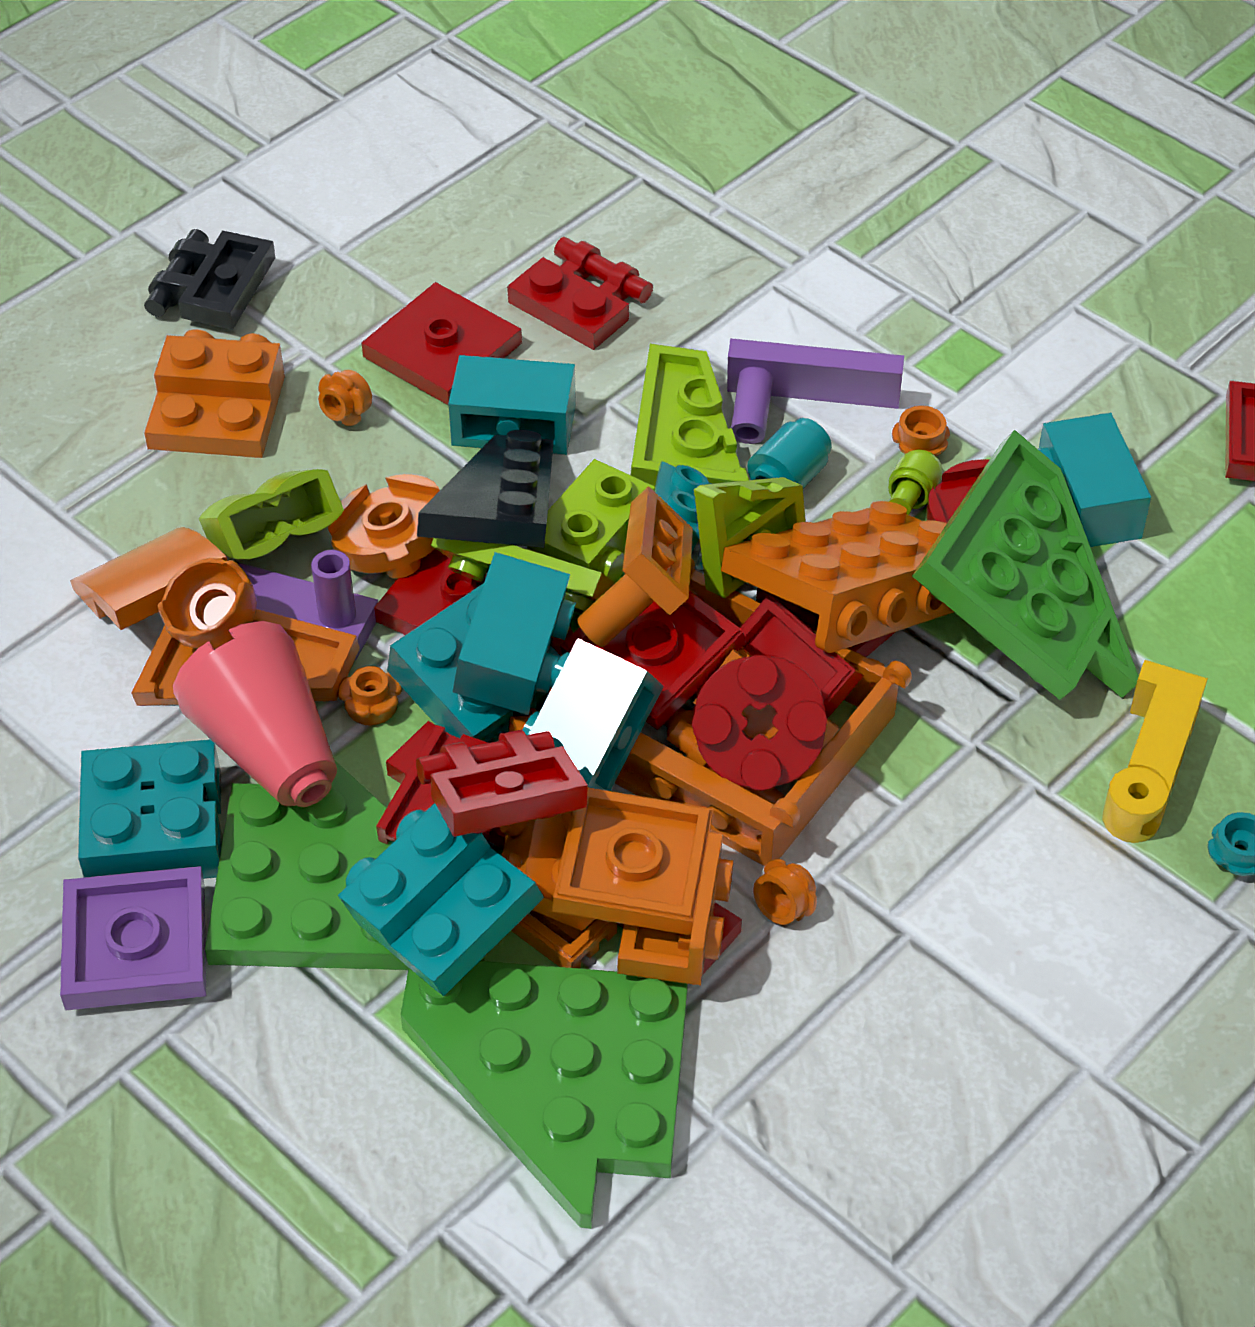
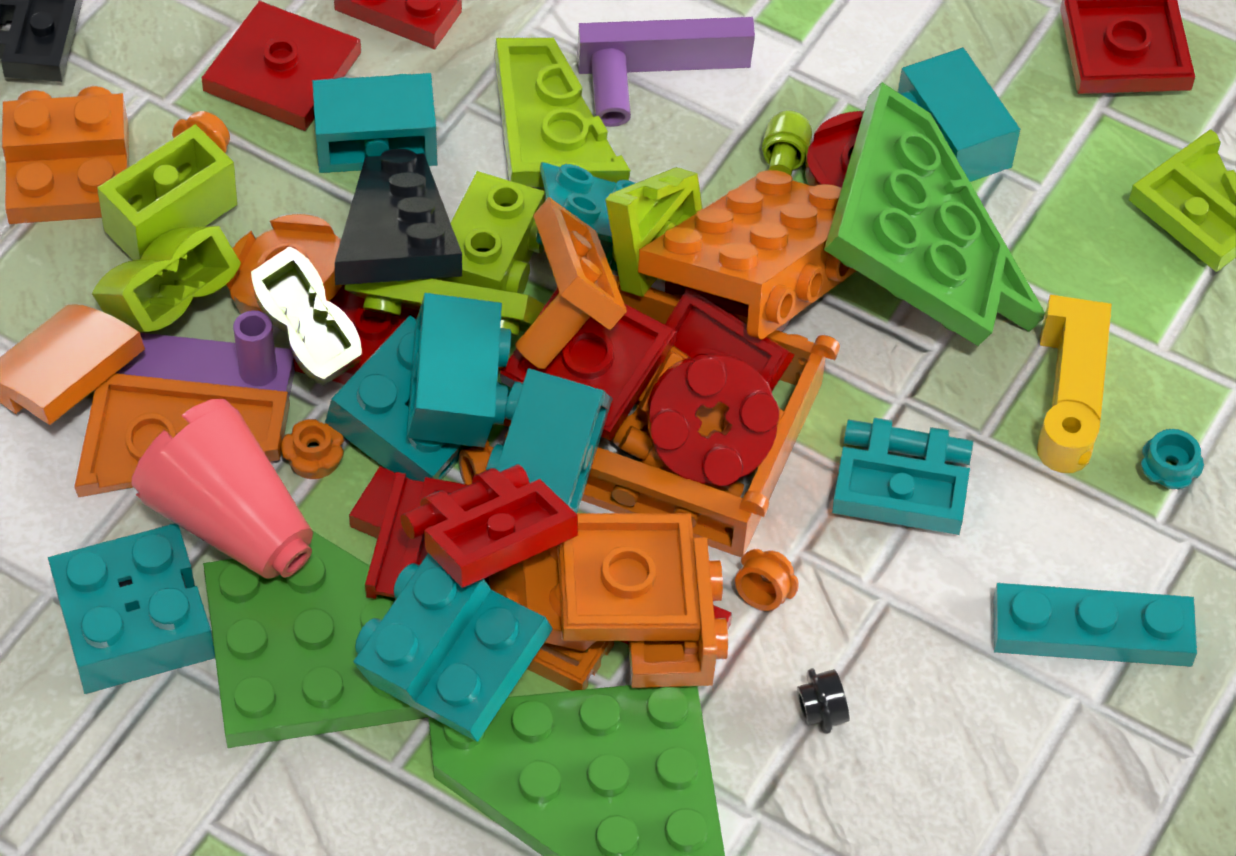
camera: 15 degrees left, 5 degrees up
(133, 938) = (151, 736): medium lavender plate -> none
(207, 602) = (137, 385): orange hair -> none
(295, 433) = (170, 188): none -> lime brick
(383, 555) = (317, 330): none -> brick
(792, 452) = (663, 137): teal brick -> none
(813, 1021) = (823, 700): none -> black plate
(921, 429) = (781, 89): orange plate -> none
(947, 826) = (903, 488): none -> teal plate
(1121, 996) = (1094, 624): none -> teal plate

